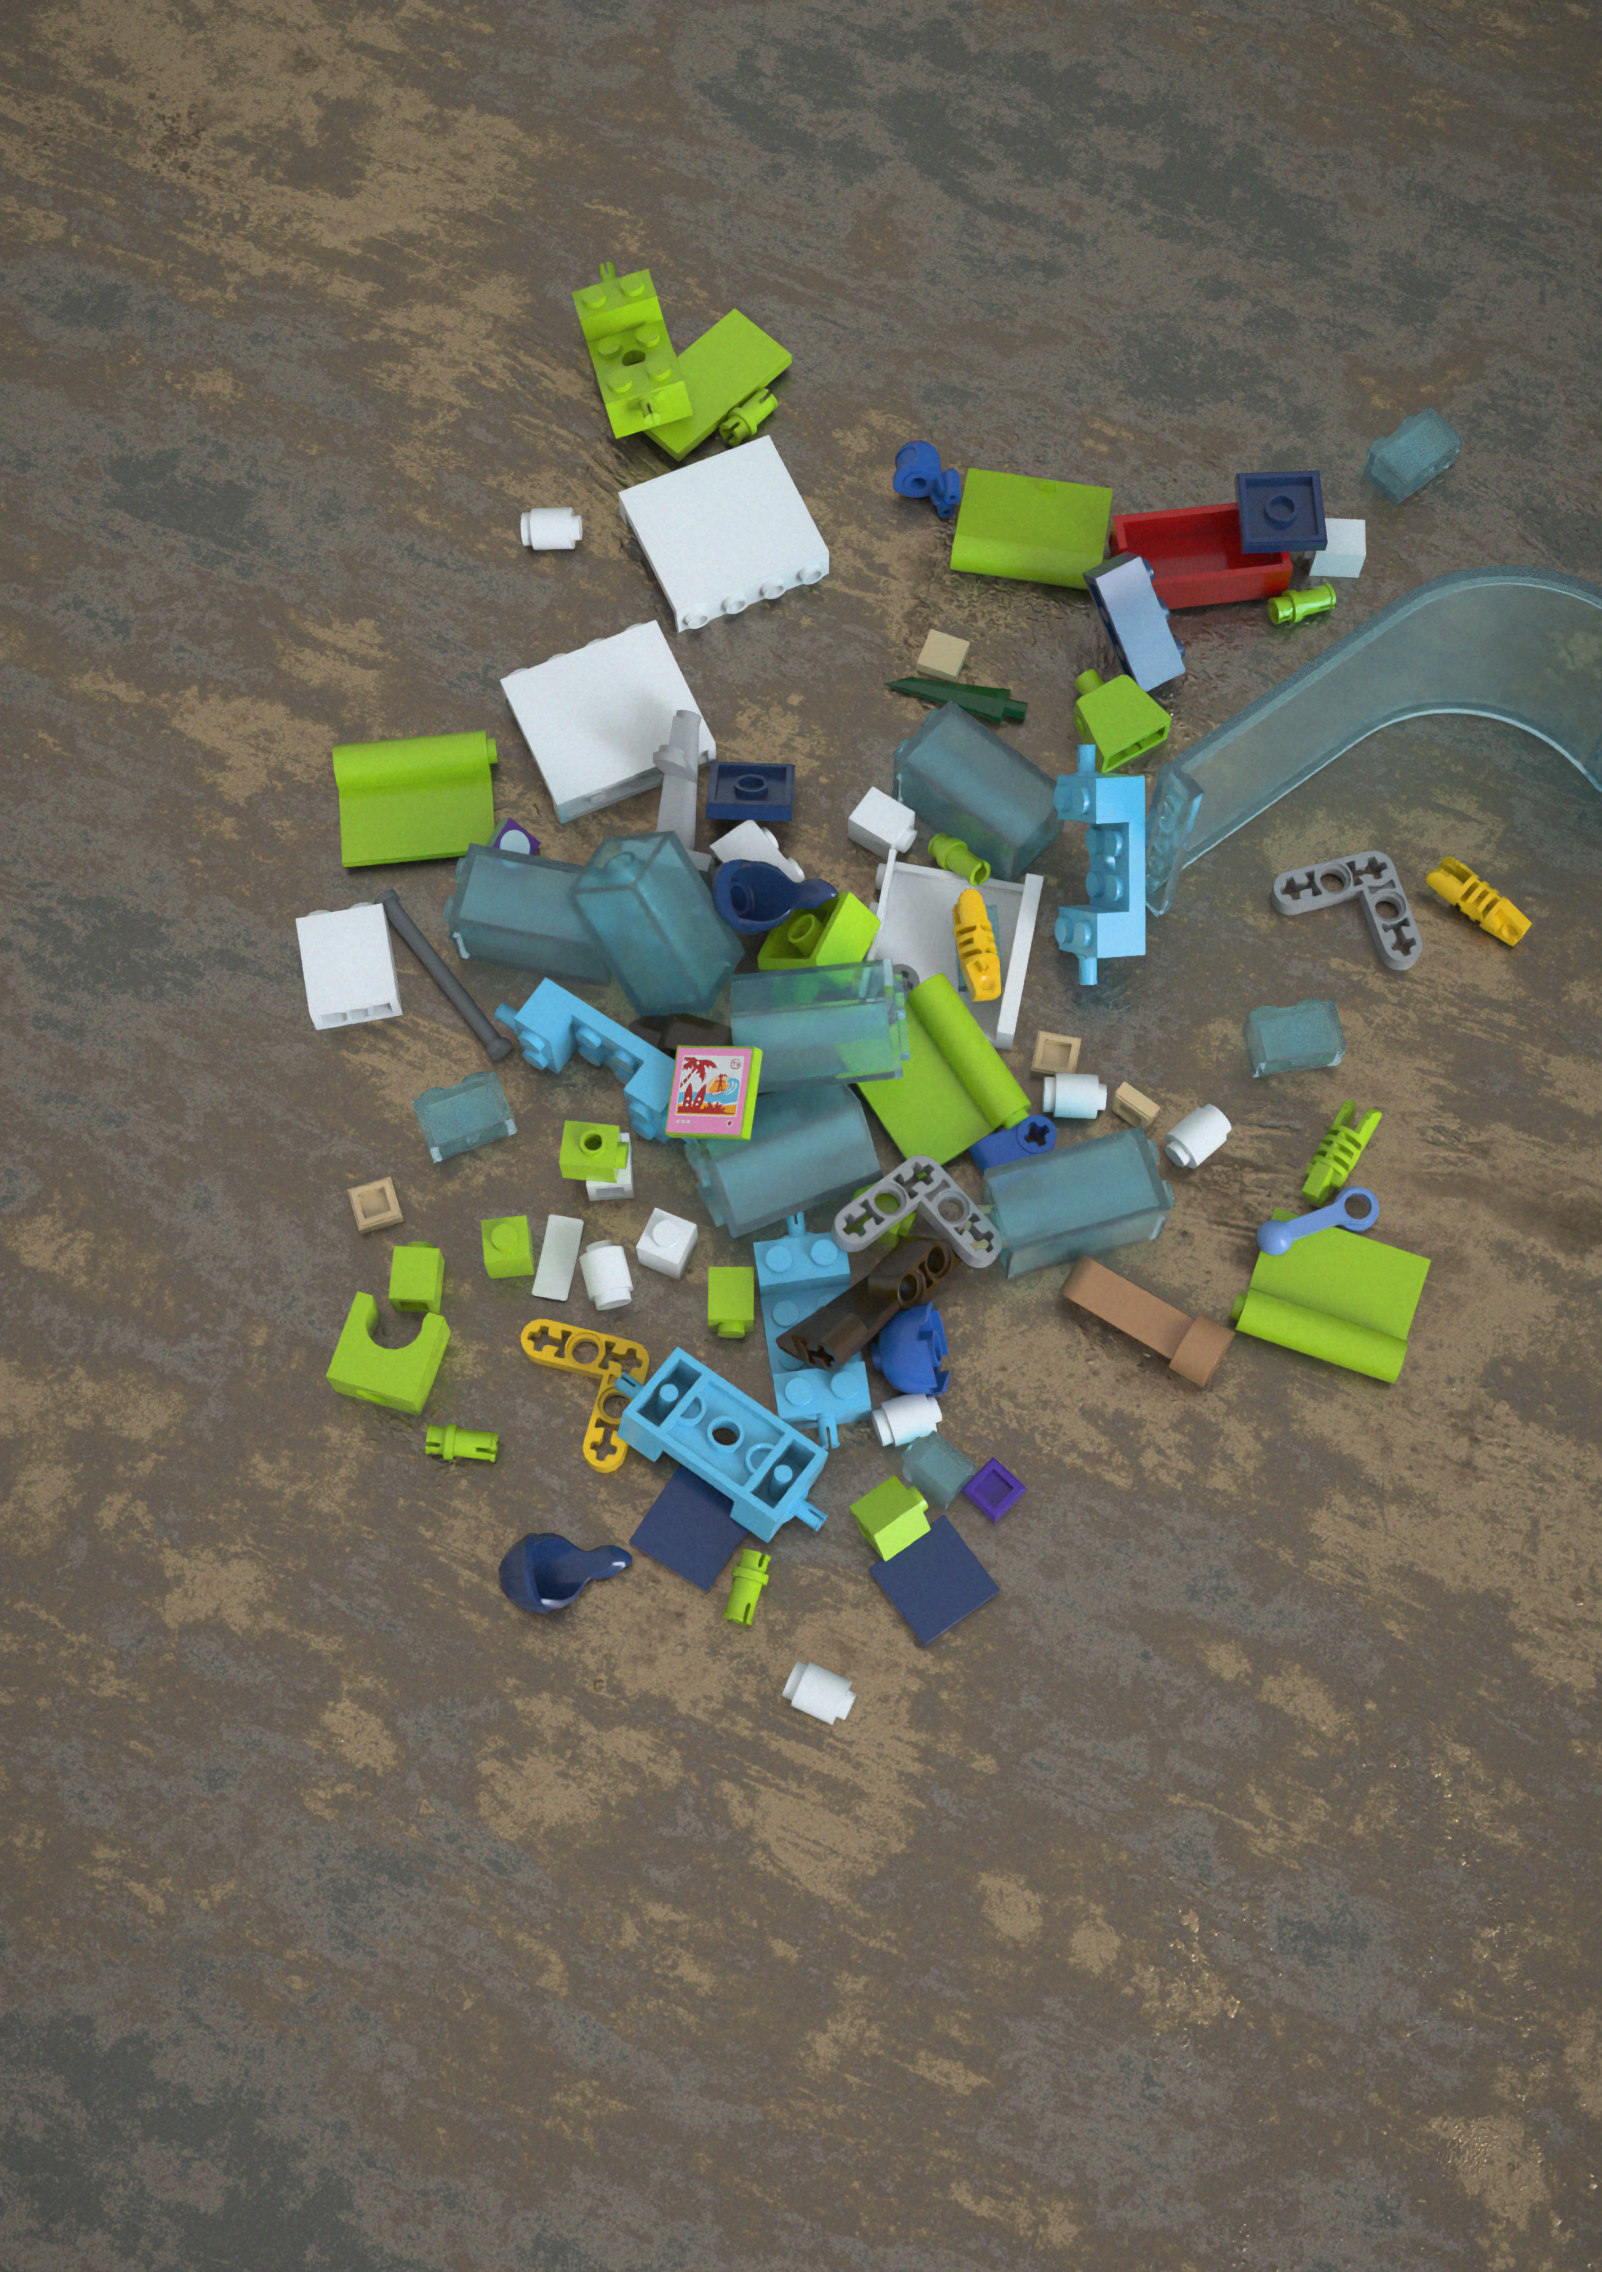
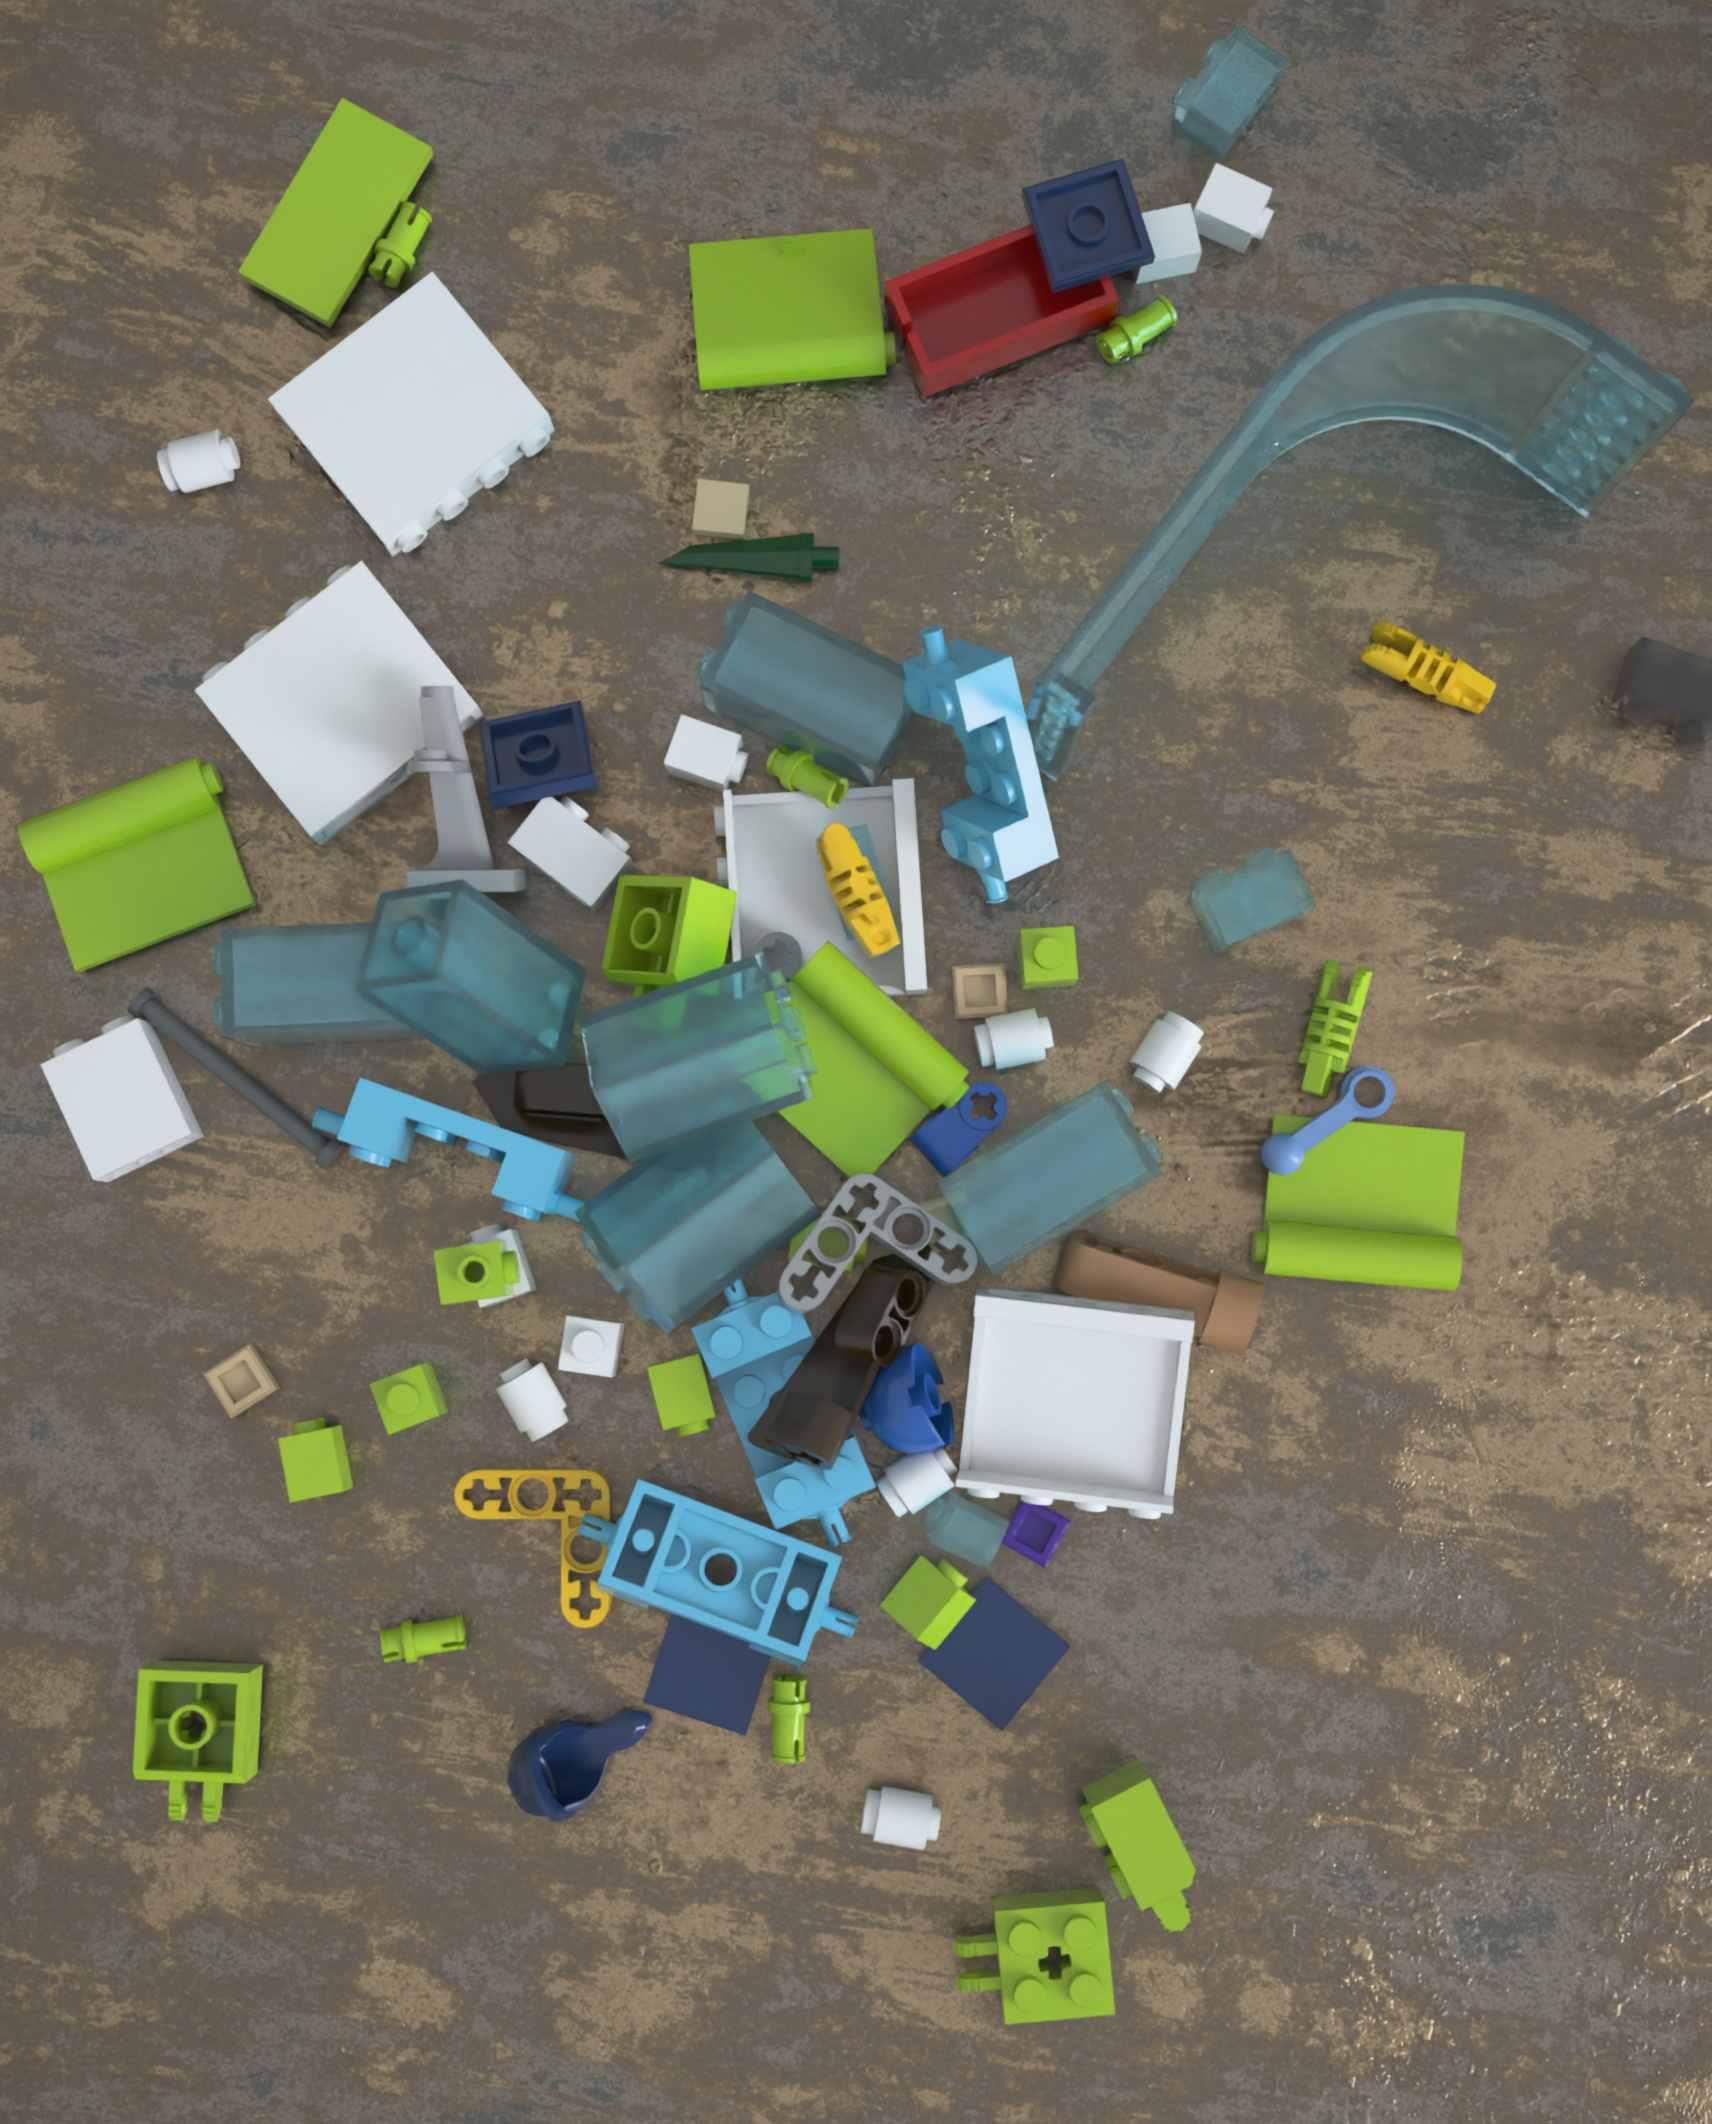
camera: 15 degrees left, 15 degrees up
(270, 1484) = (172, 1746): none -> lime hinge
(381, 1375) = (301, 1589): lime piece -> none
(464, 1115) = (311, 1249): clear light blue brick -> none
(513, 838) = (270, 897): tile -> none
(558, 1257) = (470, 1387): white sticker -> none
(625, 327) = (210, 164): lime brick -> none
(713, 1092) = (598, 1180): tile -> none
(761, 896) = (587, 903): dark blue piece -> none
(891, 1860) = (1024, 1931): none -> lime hinge
(921, 475) = (634, 272): blue piece -> none
(1021, 1758) = (1144, 1844): none -> lime hinge
(1055, 1383) = (1075, 1401): none -> white panel
(1117, 719) = (949, 543): lime torso -> none
(1117, 1039) = (1047, 957): none -> lime brick
(1134, 1107) = (1087, 1036): tan tile -> none
(1135, 620) = (945, 417): brick -> none
(1367, 890) = (1297, 689): light grey beam -> none
(1397, 535) = (1233, 209): none -> white brick

